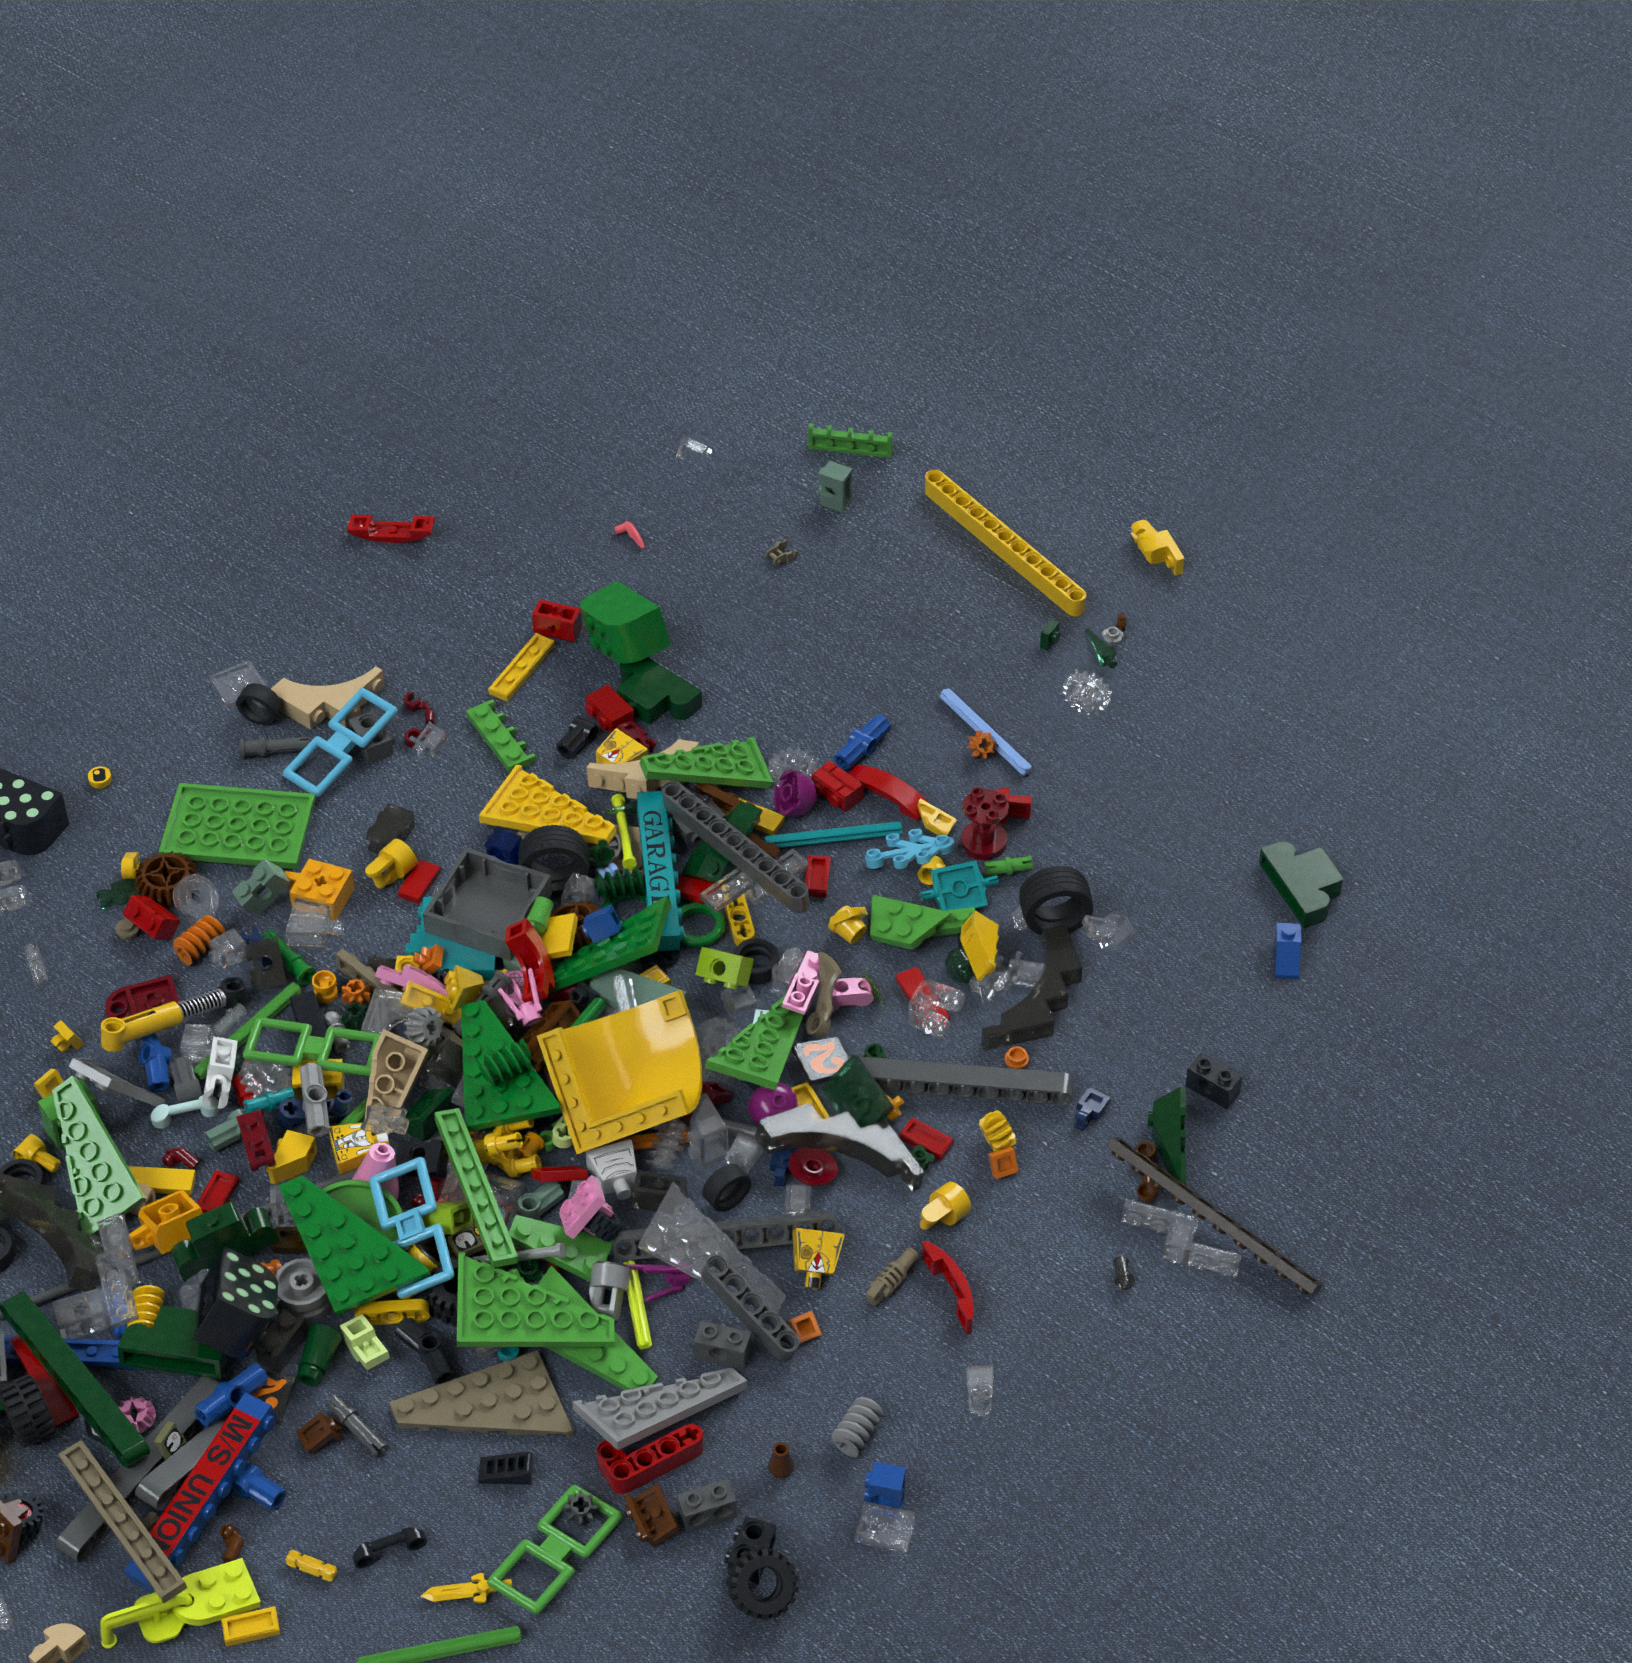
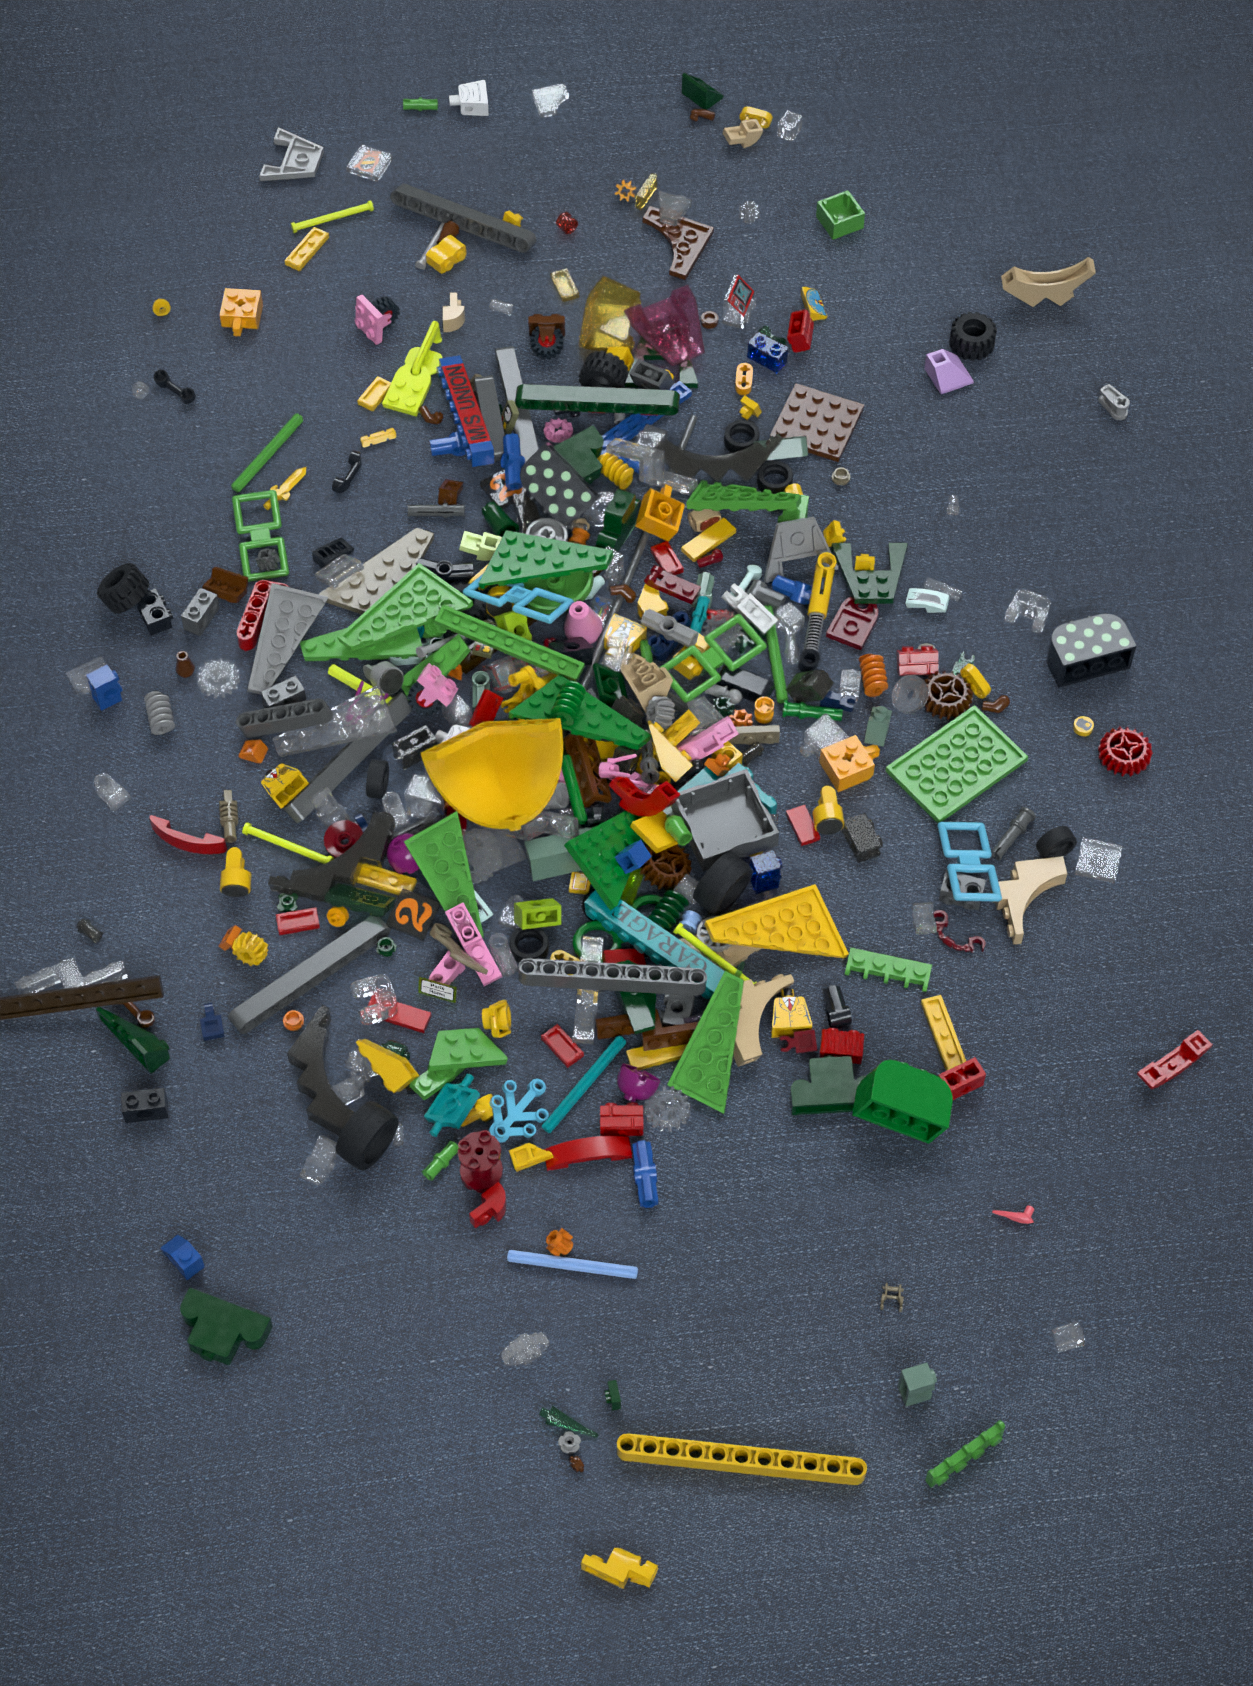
camera: 135 degrees right, 10 degrees up
(62, 967) = (929, 599): none -> light aqua slope
(81, 1011) = (871, 585): none -> wing
(103, 735) = (1120, 756): none -> red gear
(122, 1521) = (485, 364): dark tan plate -> none
(141, 843) = (996, 706): none -> reddish brown arm
(526, 1440) = (339, 570): none -> clear plate
(607, 854) = (701, 916): dark green plate -> none
(762, 1420) = (218, 678): none -> clear gear
(886, 1252) = (248, 829): none -> neon yellow bar

